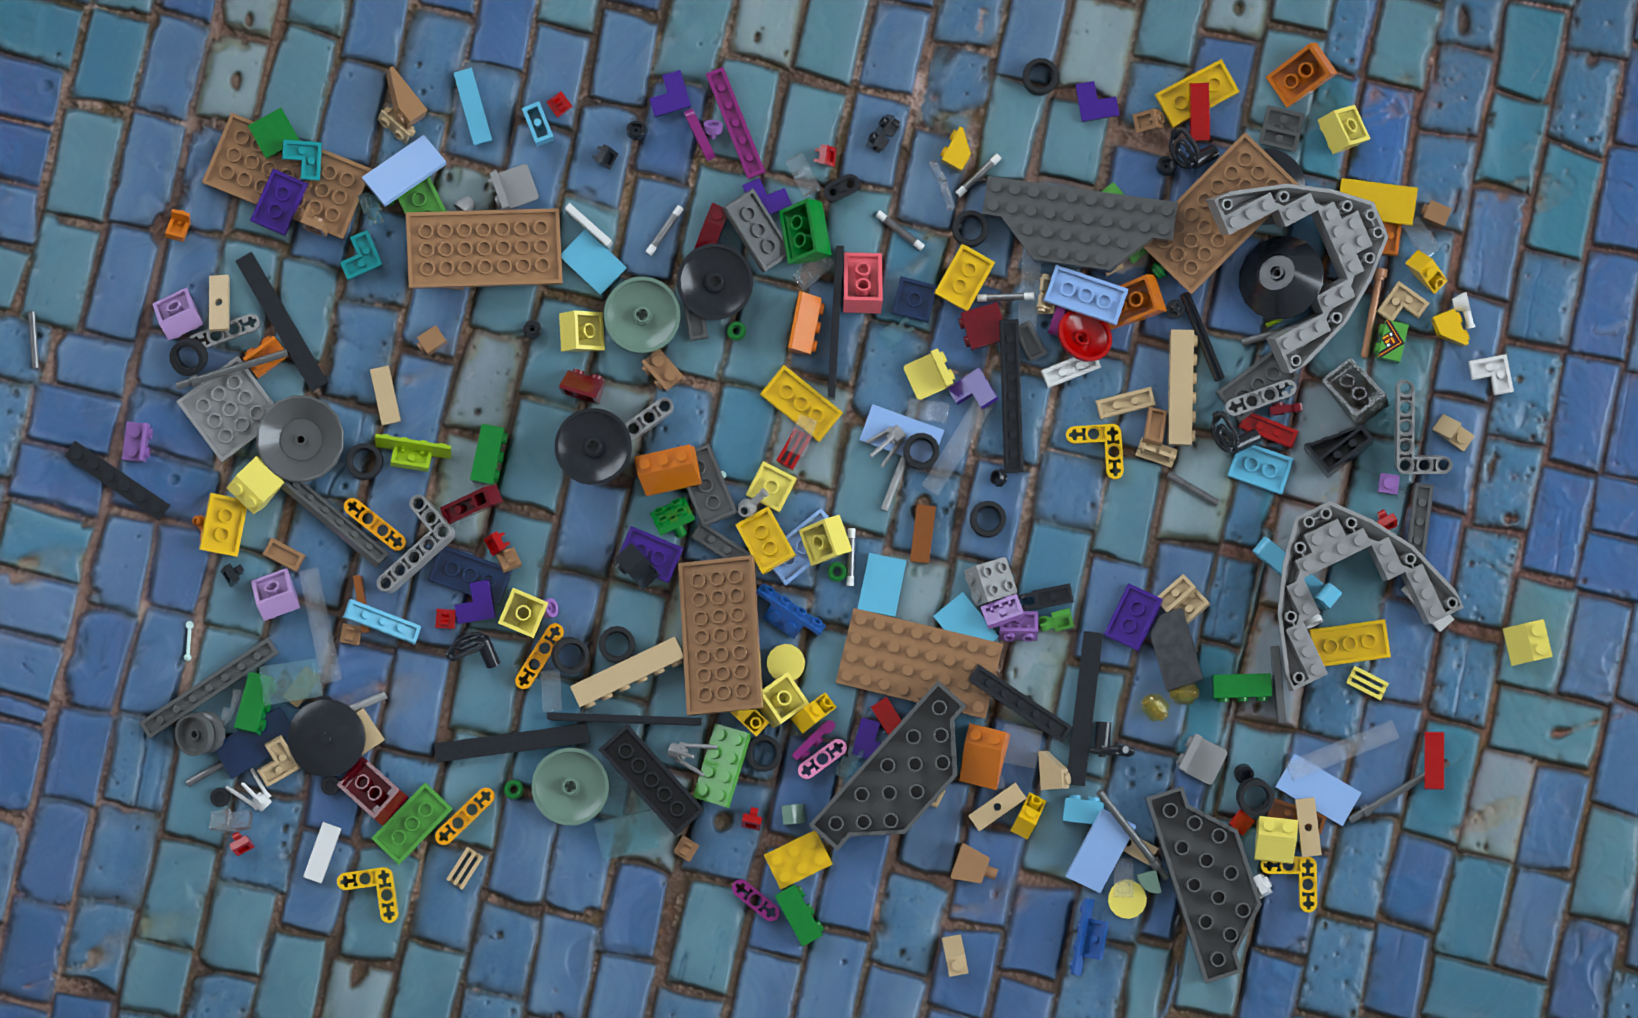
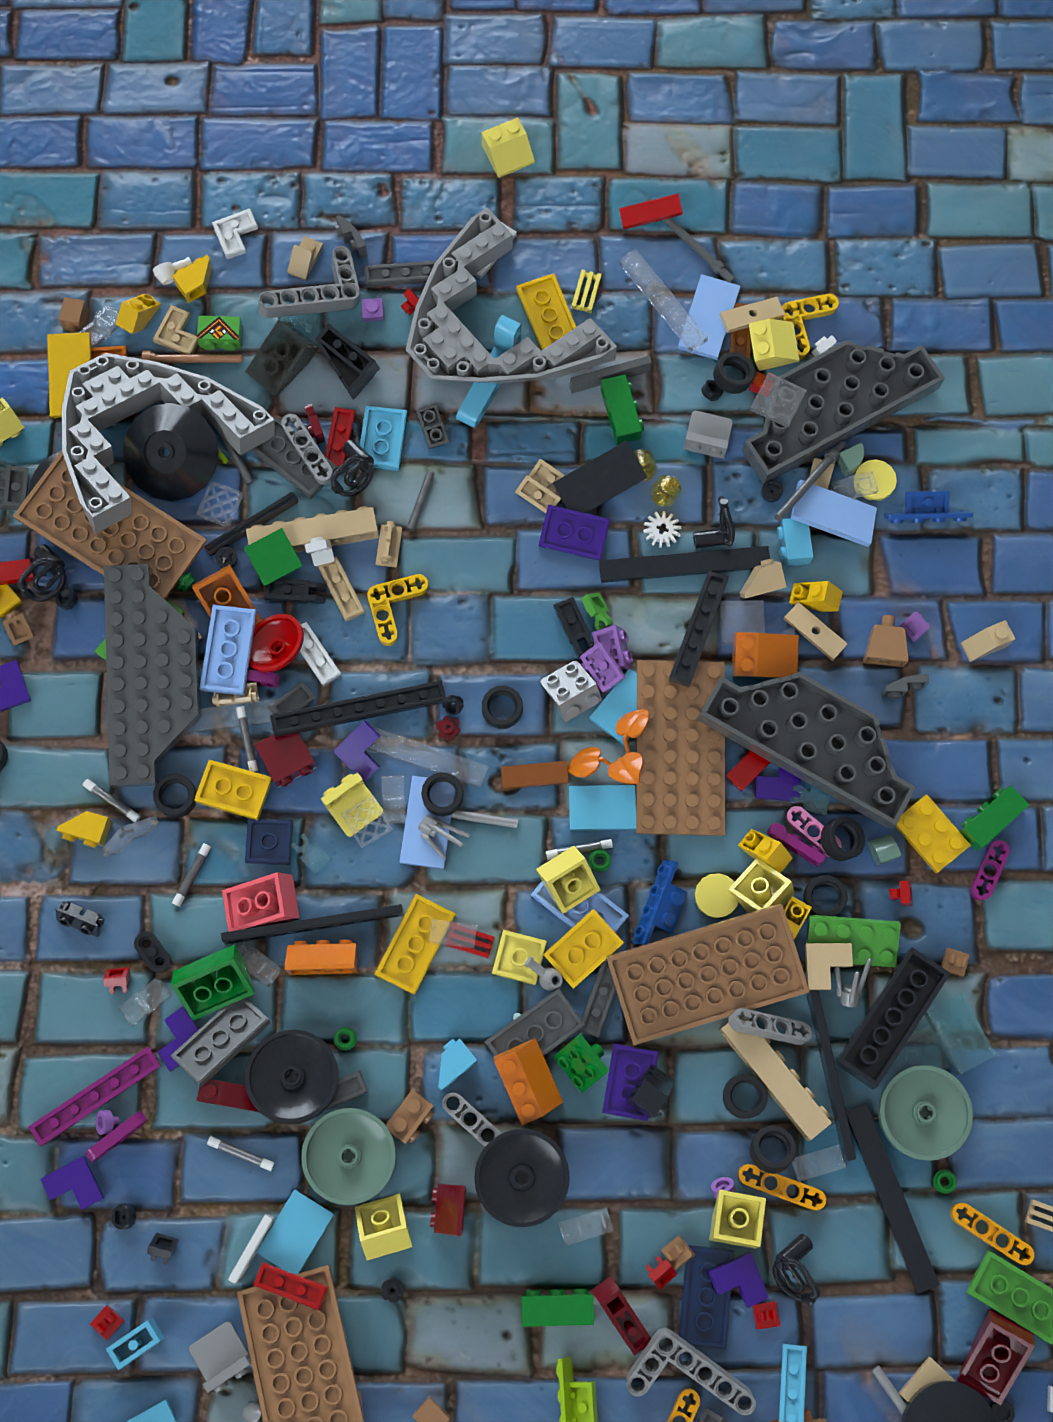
camera: 105 degrees left, 10 degrees down
(545, 492) = (586, 1226): none -> clear slope
(553, 250) = (291, 1286): none -> red tile
(670, 678) = (770, 1022): none -> light grey beam
(697, 414) = (454, 1062): none -> medium azure slope
(711, 731) = (820, 958): none -> tan tile
(804, 793) = (856, 836): none -> black tyre
(902, 605) = (625, 769): none -> orange plant
(908, 371) = (375, 836): none -> clear window
(930, 865) = (900, 687): none -> dark grey slope
(982, 895) = (915, 626): none -> medium lavender tile
(983, 475) = (450, 733): none -> dark red plant
(1118, 689) = (666, 536): none -> white gear
(1132, 360) = (294, 591): none -> black hinge
(1135, 802) = (771, 491): none -> black tile
(1155, 426) = (361, 550): medium nougat tile -> none
(1160, 391) = (320, 550): none -> white bracket
(1162, 348) = (273, 557): none -> green tile
(1214, 825) = (778, 399): none -> clear tile
(1235, 301) = (226, 489): none -> clear window
(1261, 514) = (432, 426): none -> dark grey slope
(1469, 475) = (350, 234): none -> dark grey slope

